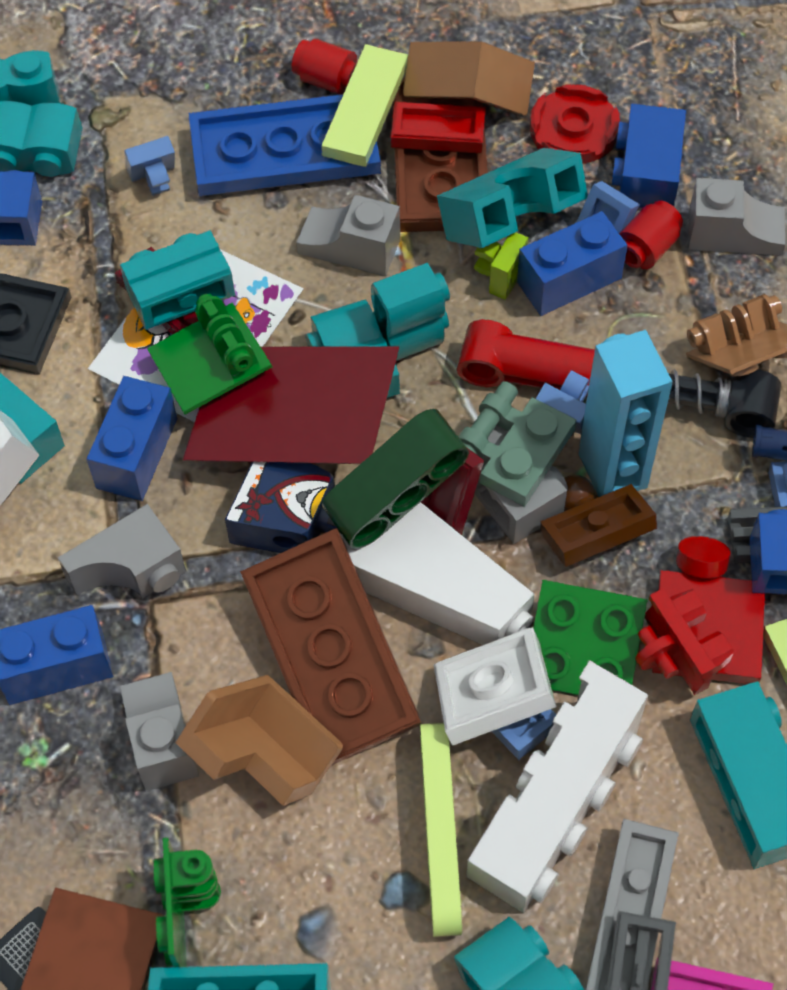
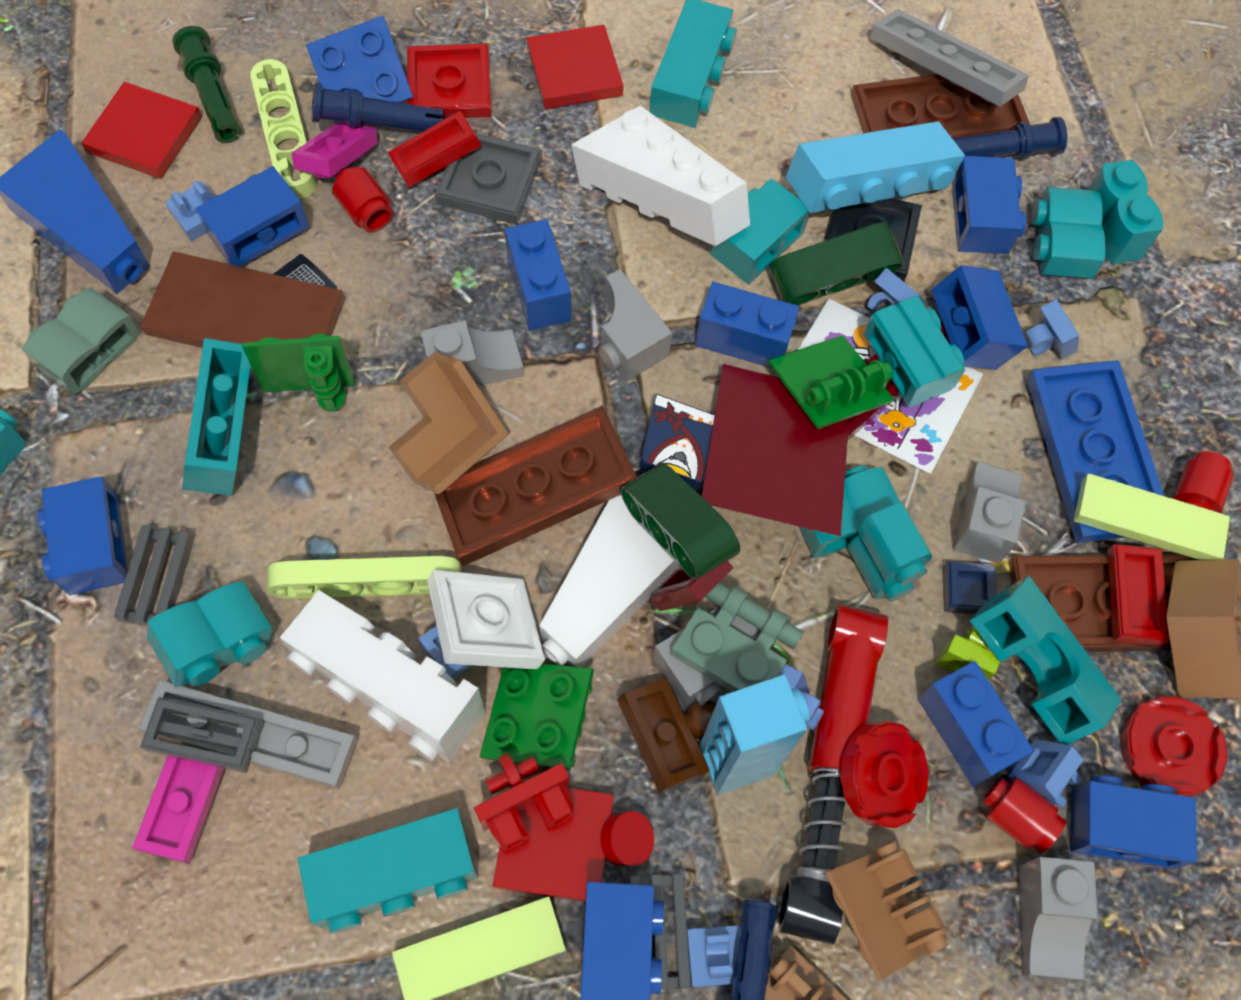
camera: 85 degrees right, 5 degrees up
(61, 348) = (836, 264): none -> dark green beam
(97, 296) = (894, 290): none -> medium blue tile
(133, 221) = (979, 317): none -> blue brick
(435, 252) = (967, 586): none -> dark blue tile
(610, 320) = (884, 774): none -> red tile

